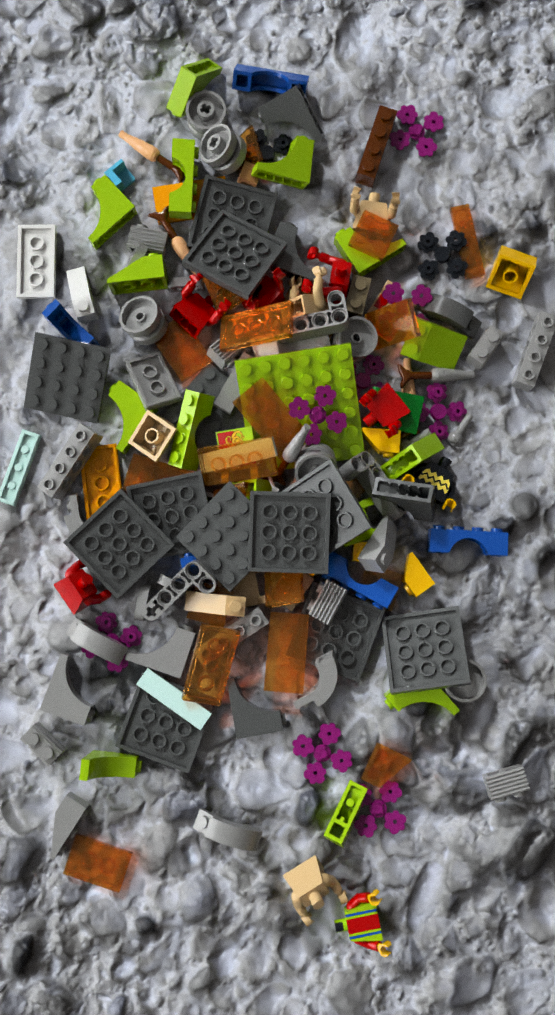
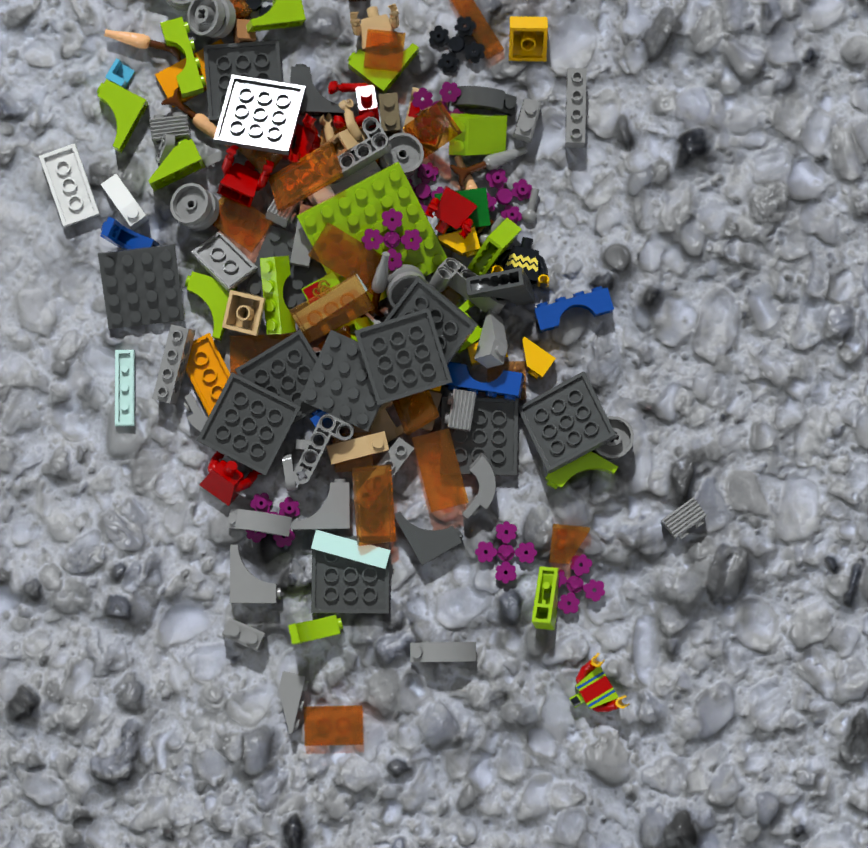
camera: 20 degrees left, 0 degrees up
(310, 885) = (536, 671): tan torso -> none

